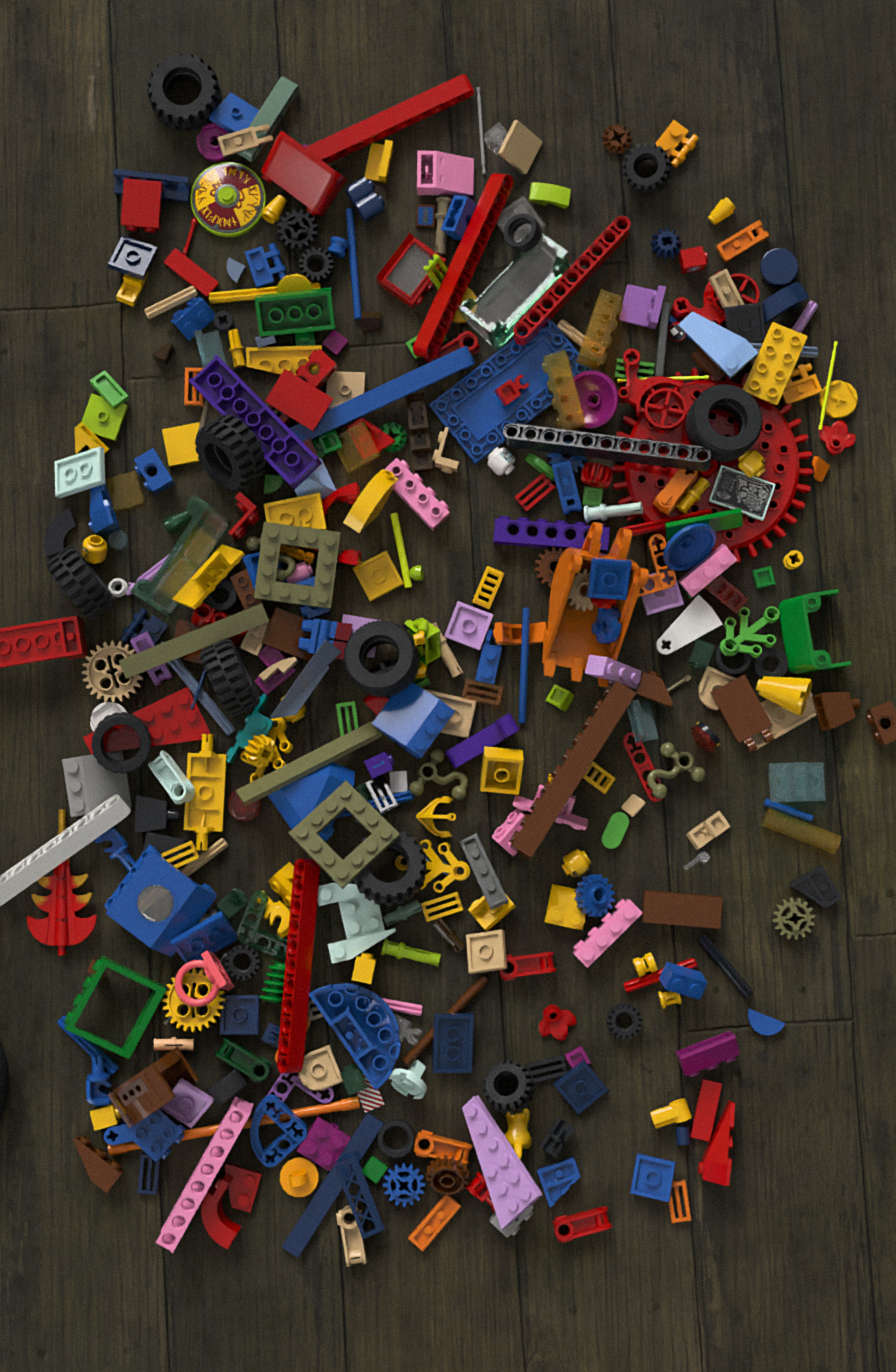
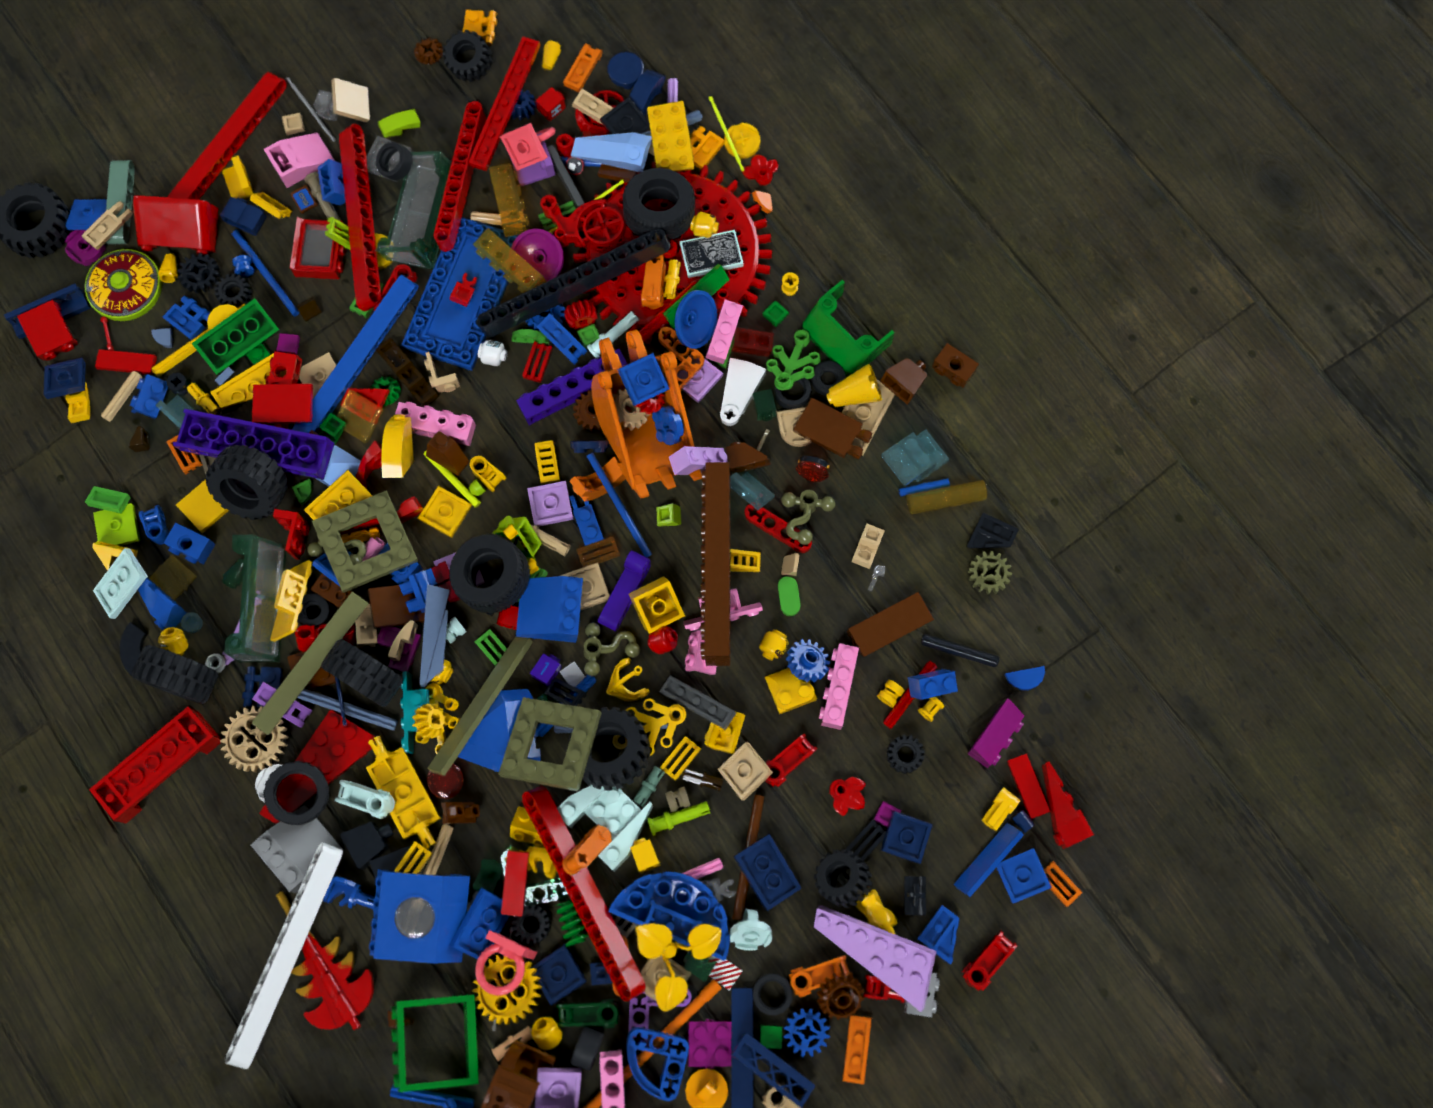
camera: 30 degrees left, 10 degrees down
(135, 432) = (154, 521): none -> blue piece
(203, 1054) = (546, 1033): none -> yellow head
(240, 838) = (460, 812): none -> reddish brown hips
(249, 924) = (515, 883): none -> red tile
(322, 935) = (587, 849): none -> orange piece
(326, 683) = (454, 629): none -> light aqua wheel
(333, 1046) = (657, 941): none -> yellow plant
(393, 204) = (270, 205): none -> yellow tile
(409, 528) = (446, 453): none -> reddish brown slope
(423, 939) = (682, 797): none -> dark tan wheel
(432, 567) = (489, 475): none -> yellow piece
(458, 136) = (293, 124): none -> tan tile
(488, 802) = (663, 640): none -> red head
(531, 596) = (582, 446): none -> dark blue tile
(634, 1146) = (988, 859): none -> blue tile
(643, 291) = (525, 145): none -> coral tile
(651, 237) = (504, 103): none -> red plate

